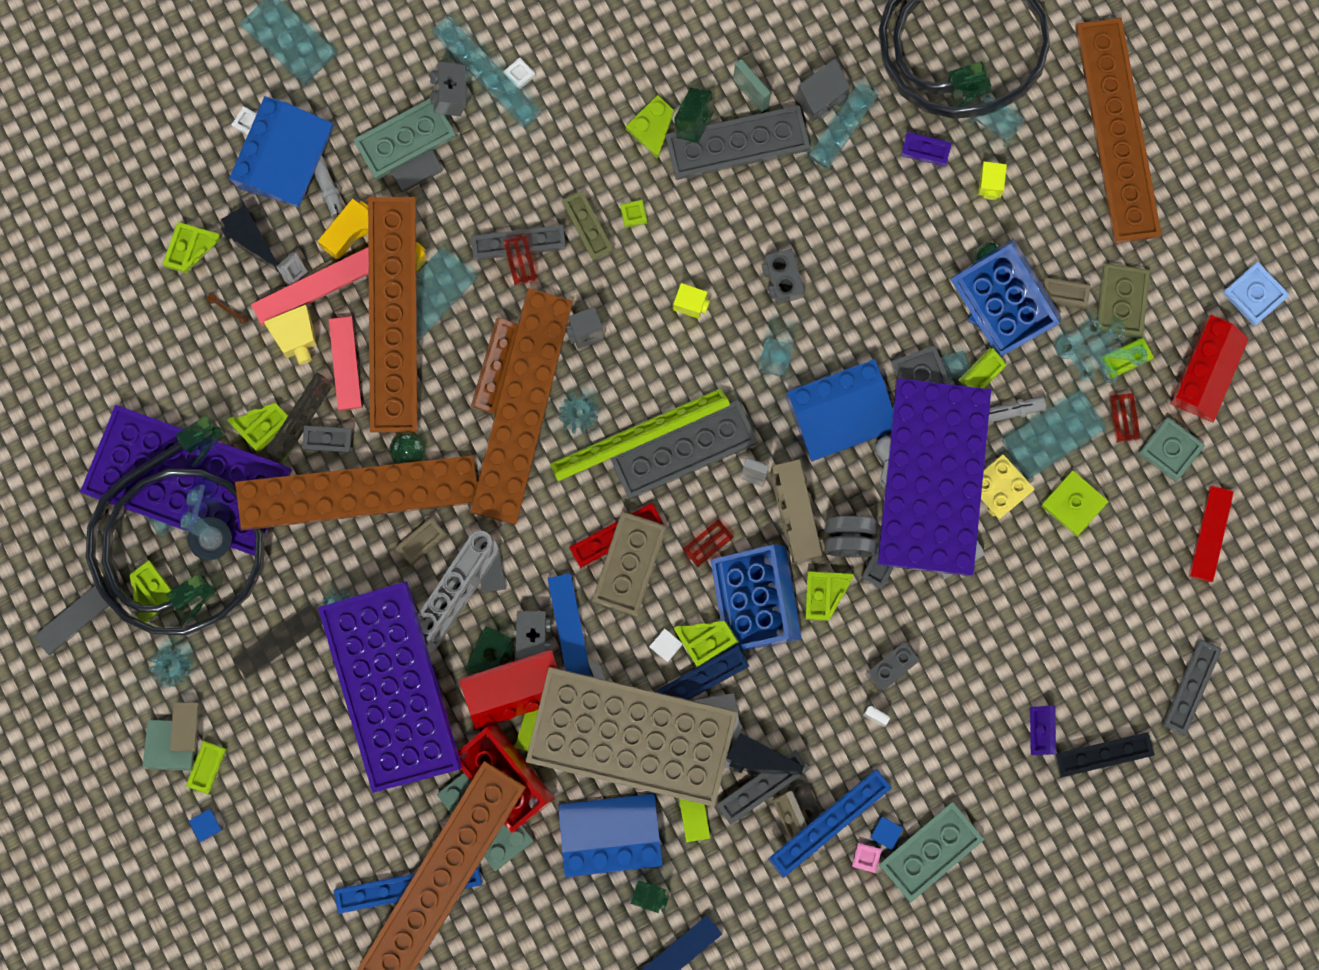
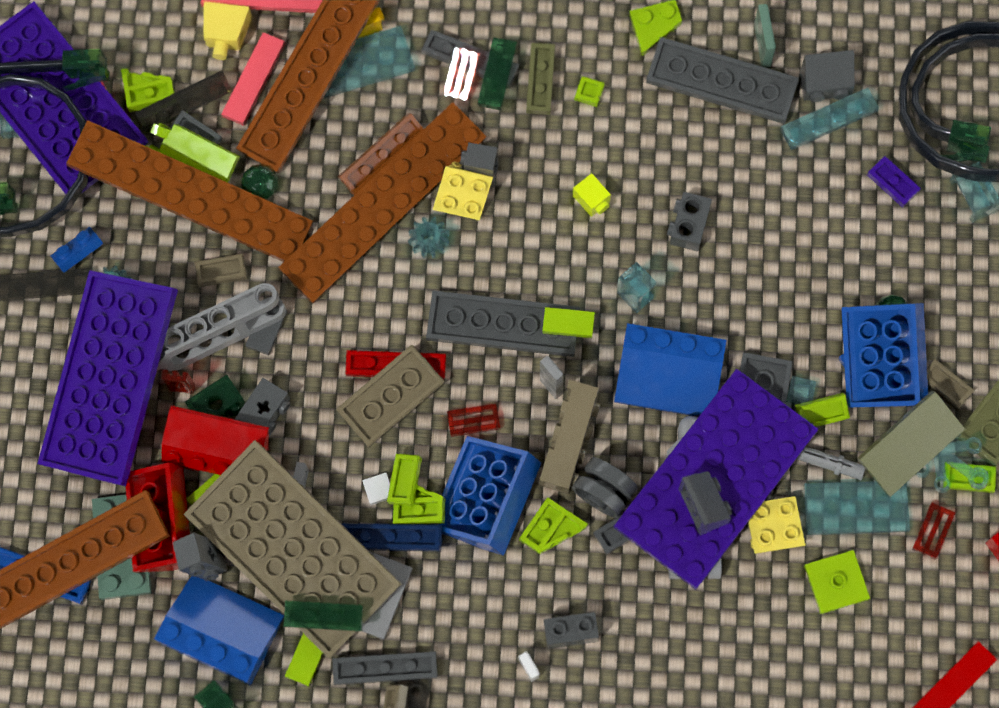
camera: 35 degrees right, 5 degrees down
(207, 537) = (36, 155): plate -> none
(289, 595) = (76, 249): none -> blue plate
(337, 454) = (195, 151): none -> lime tile
(449, 656) = (183, 383): none -> clear red tile
(550, 243) = (497, 73): none -> clear green tile
(560, 789) = (199, 557): none -> dark grey brick
(569, 624) = (303, 418): blue tile -> none
(584, 360) = (462, 192): none -> light yellow hinge
(639, 434) = (472, 287): lime tile -> none
(684, 626) = (404, 480): none -> lime tile
(691, 775) = (323, 615): none -> clear green plate
(694, 114) = (696, 32): clear green brick -> none
(738, 418) = (568, 322): none -> lime tile
(757, 758) = (393, 637): black slope -> none
(941, 503) = (704, 502): none -> dark grey slope
(992, 180) = (938, 243): neon yellow brick -> none
(1069, 358) = (911, 443): none -> olive tile
(1171, 449) = (961, 586): sand green tile -> none

